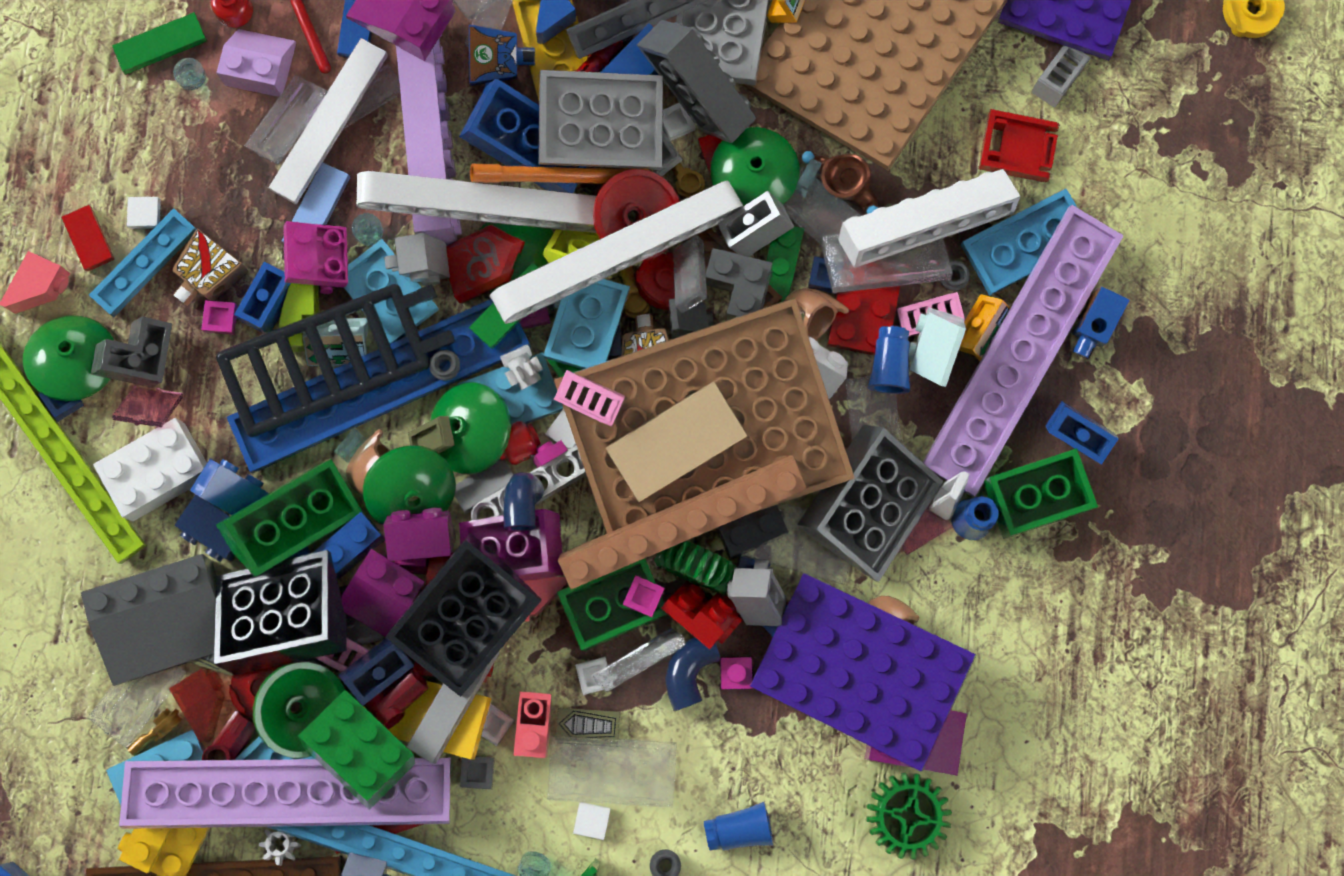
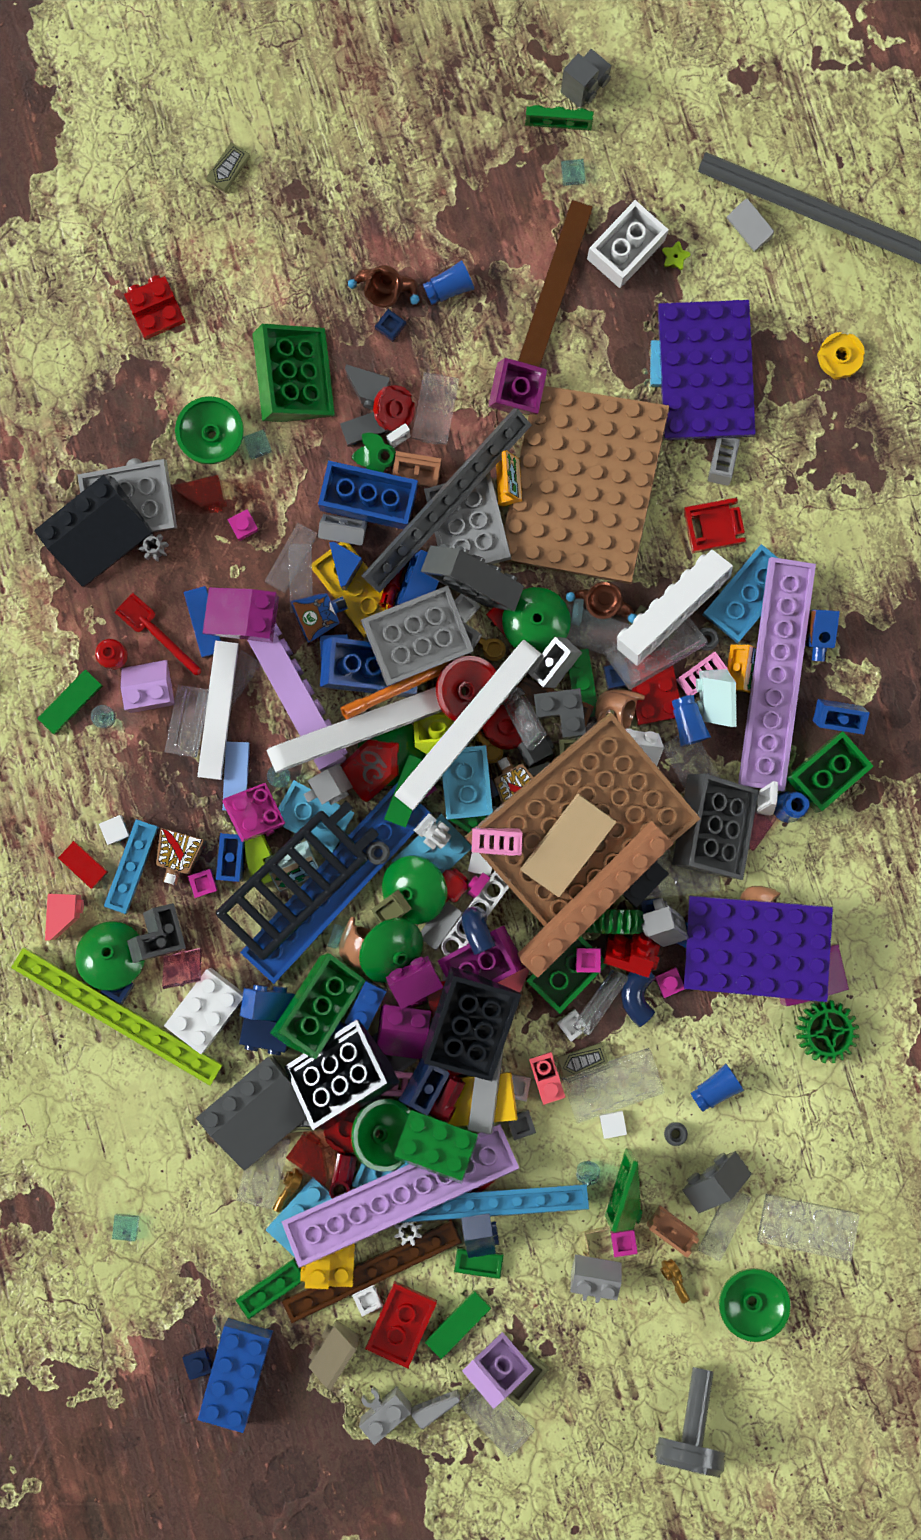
camera: 20 degrees left, 5 degrees up
(76, 847) = (270, 1289): none -> green tile

